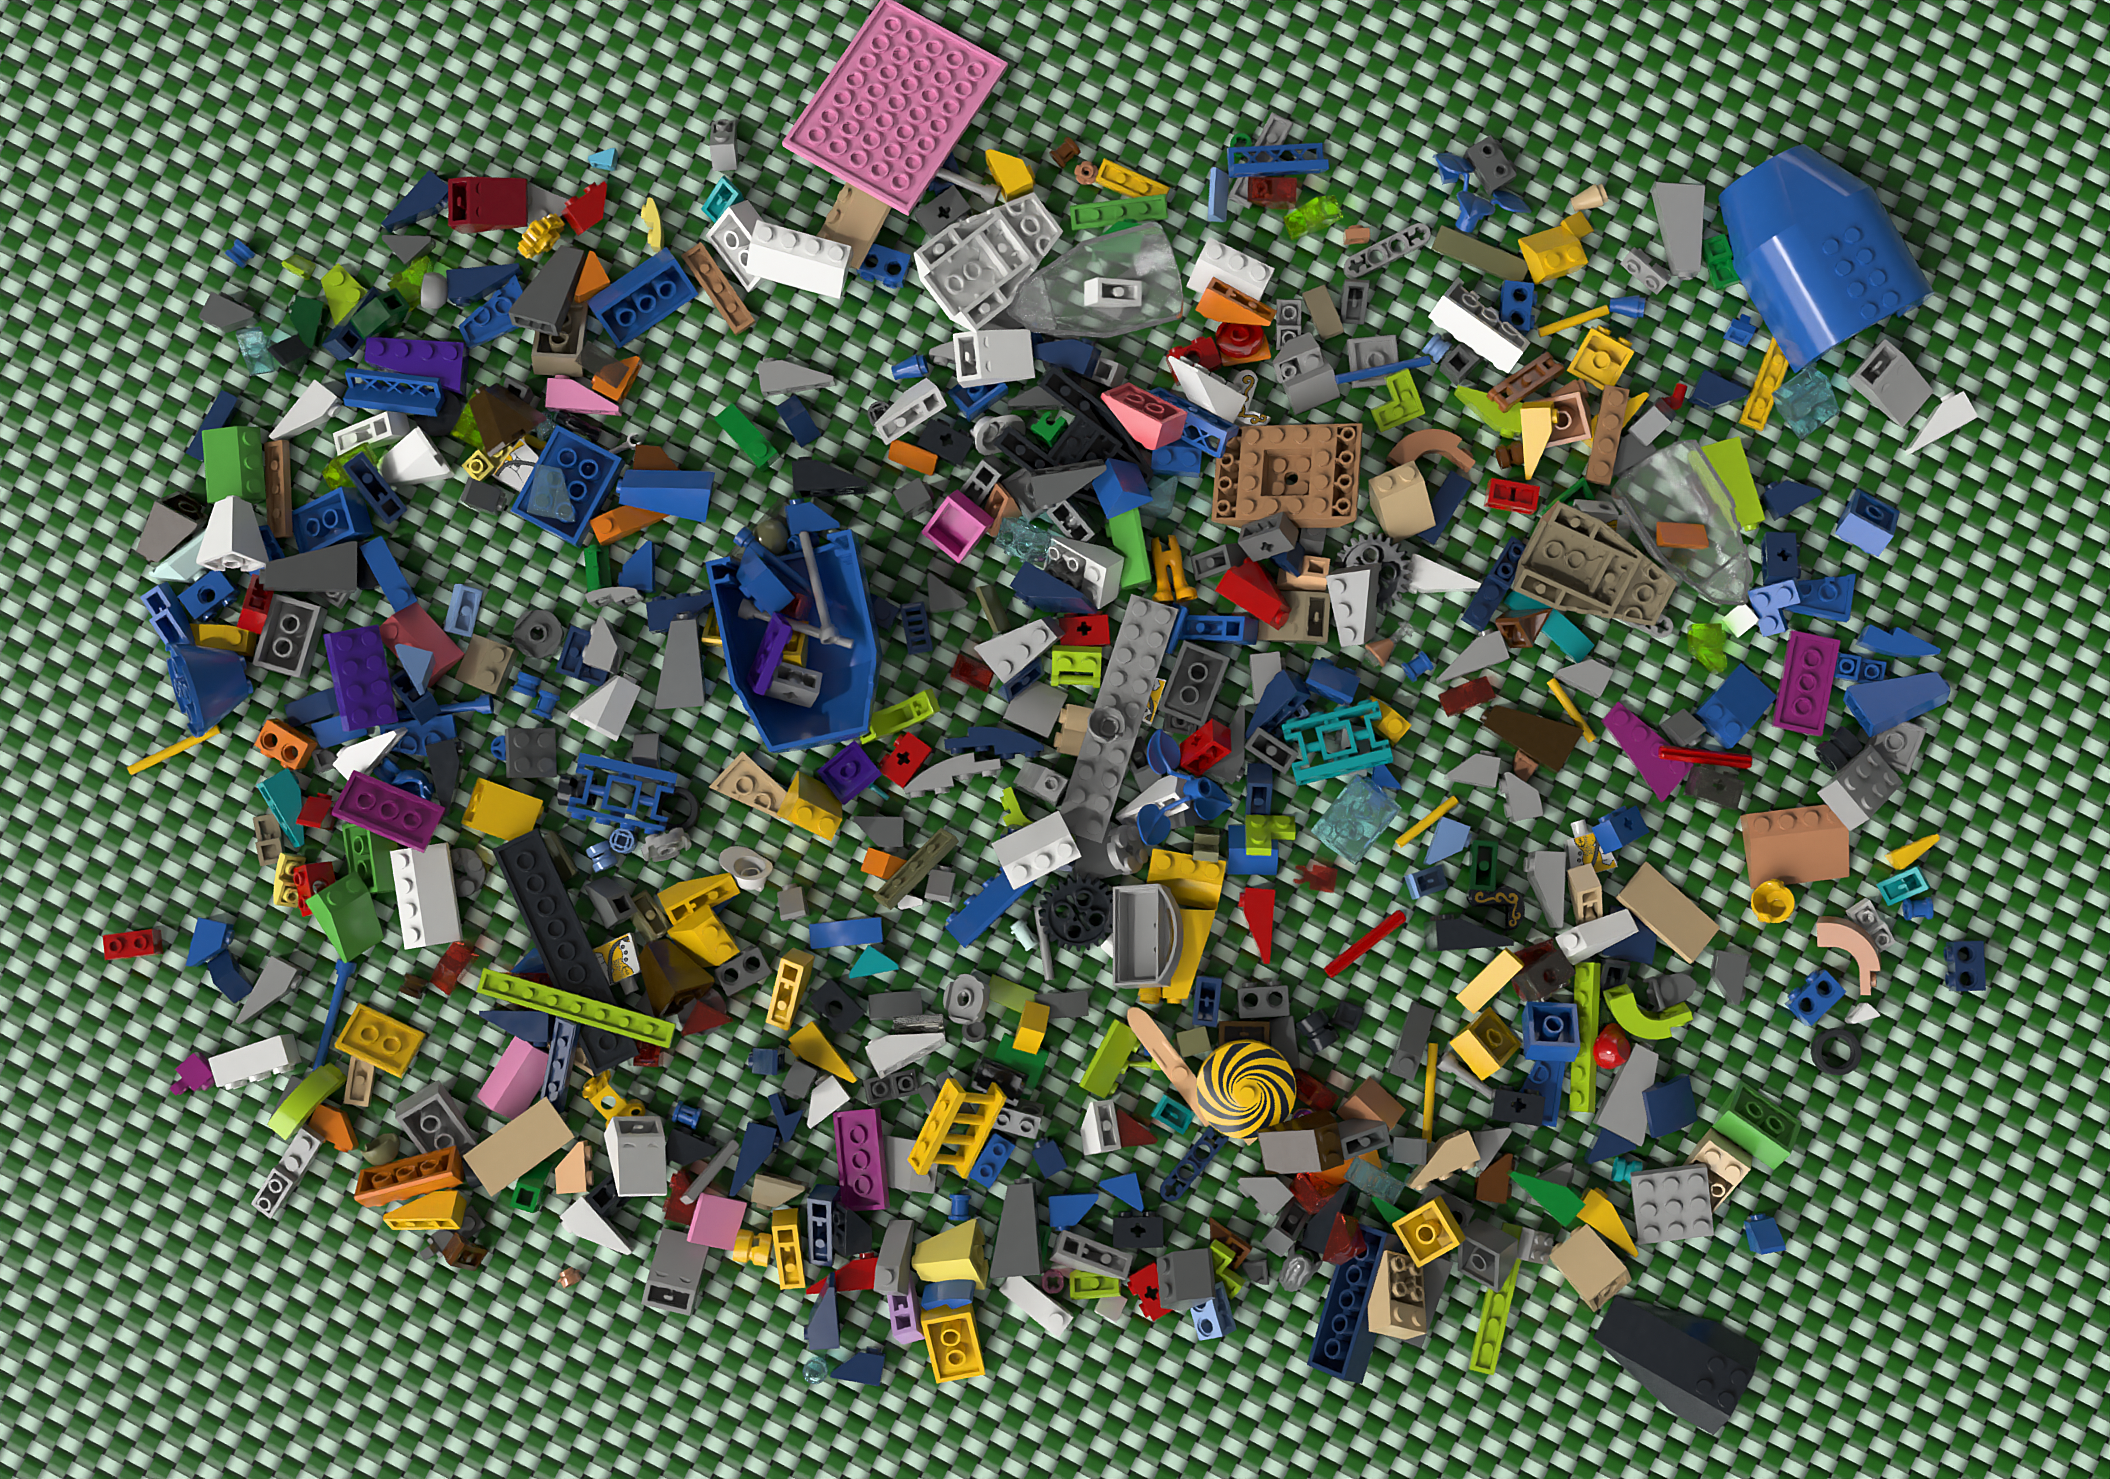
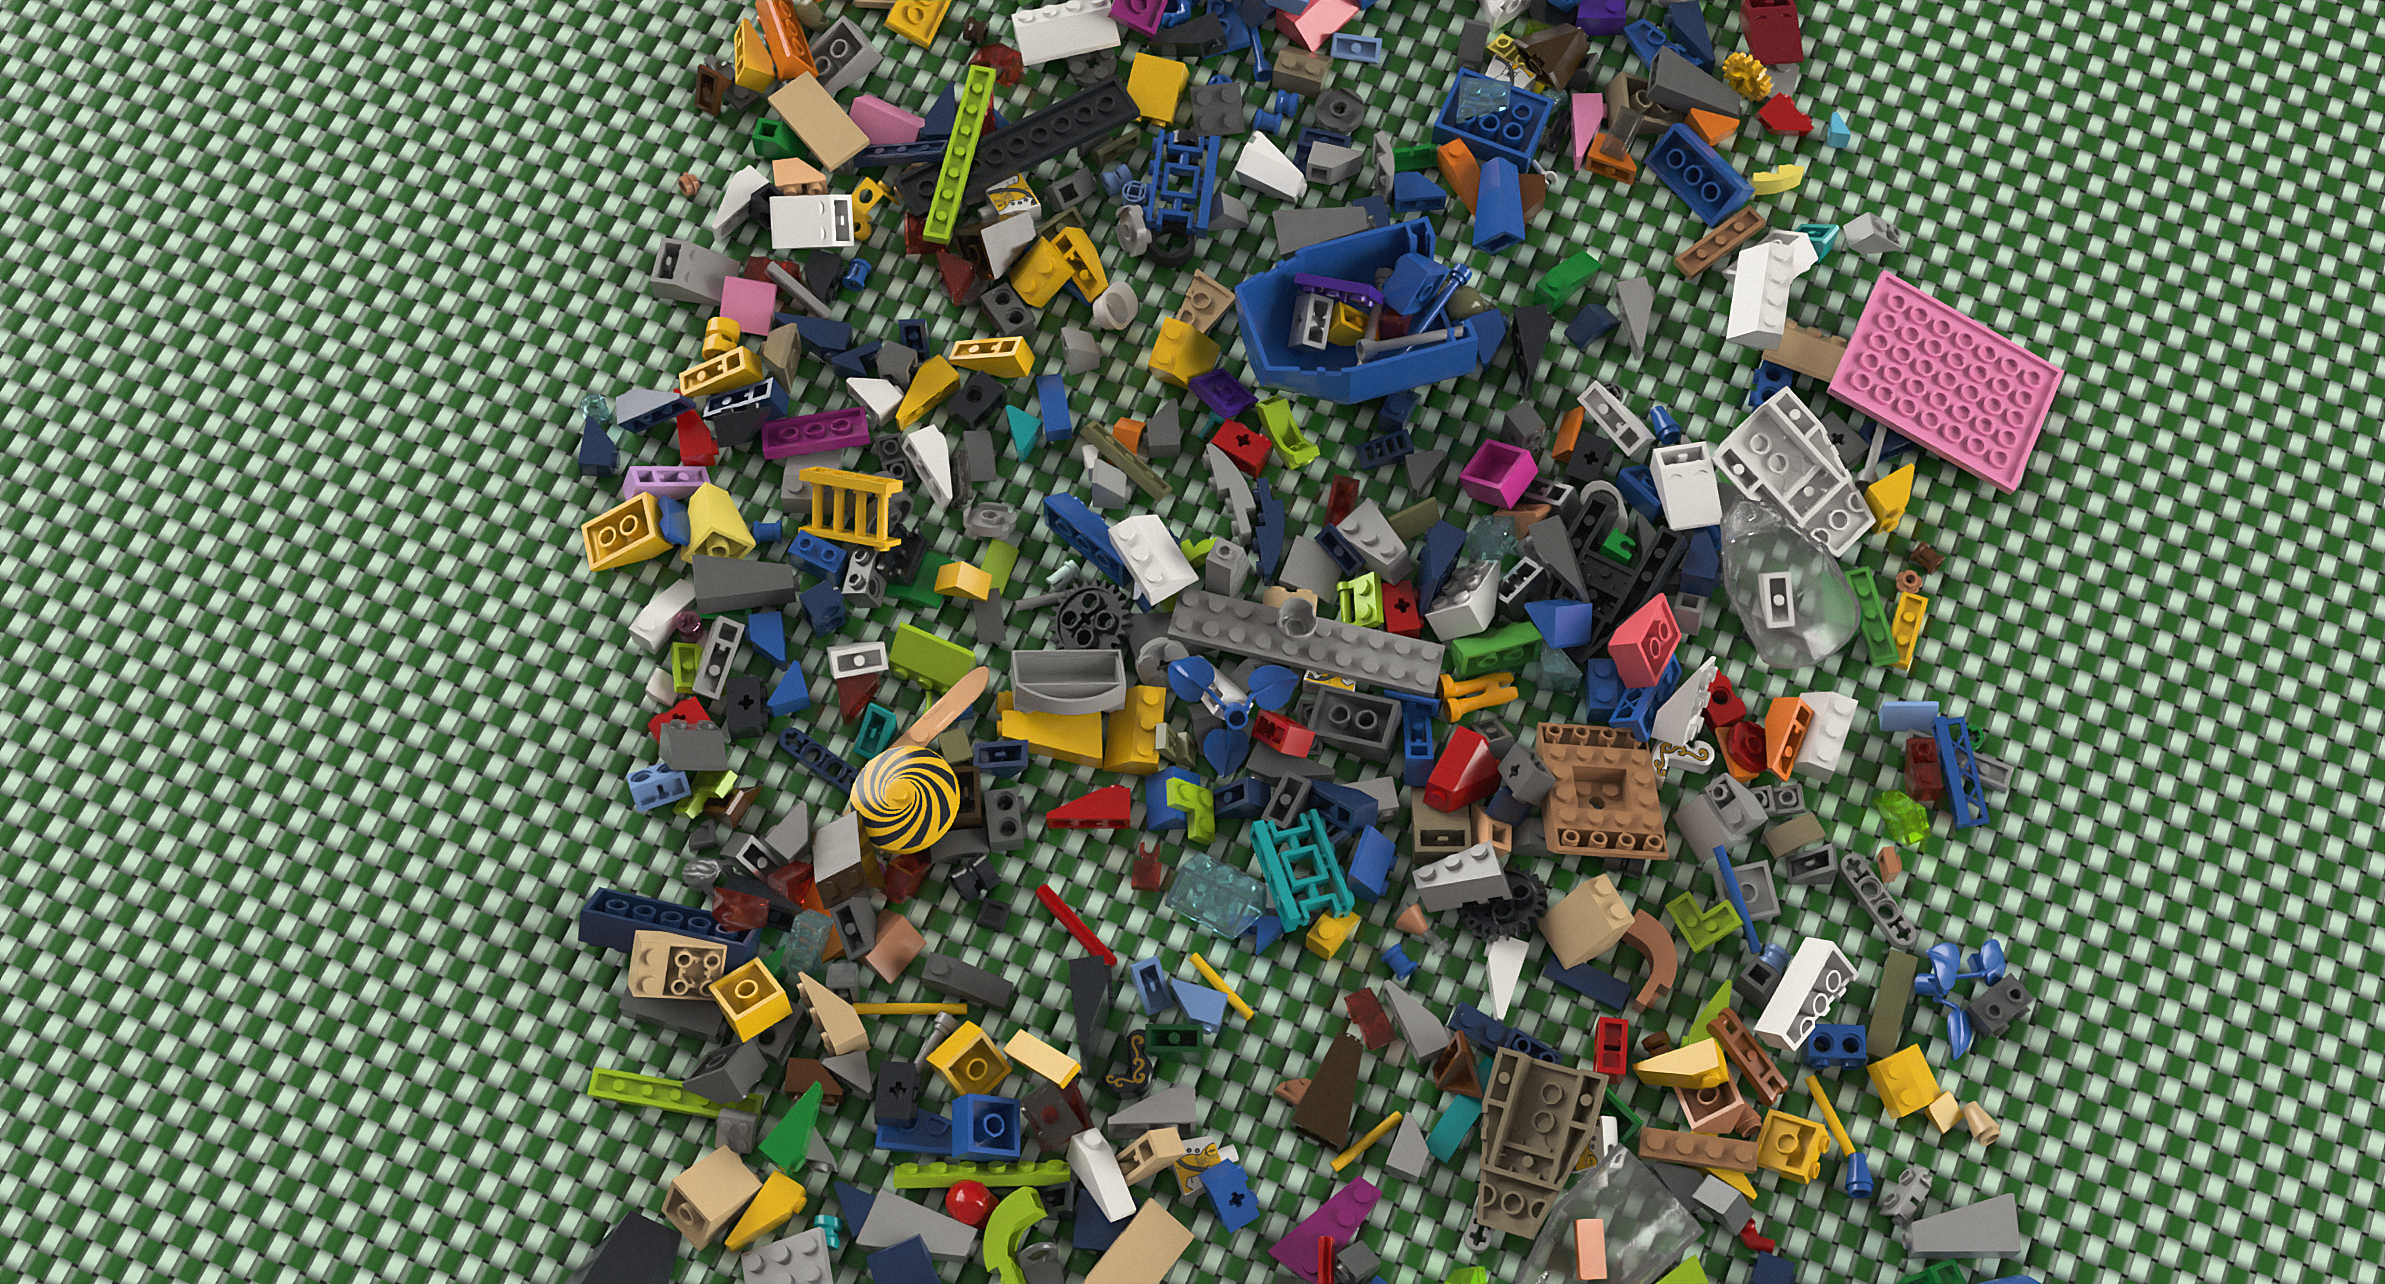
camera: 80 degrees right, 20 degrees down
(895, 1259) = (700, 463): light grey slope -> none
(974, 1032) = (956, 536): dark grey tile -> none
(1477, 770) = (1285, 1034): light grey slope -> none
(1521, 798) = (1255, 1086): light grey slope -> none

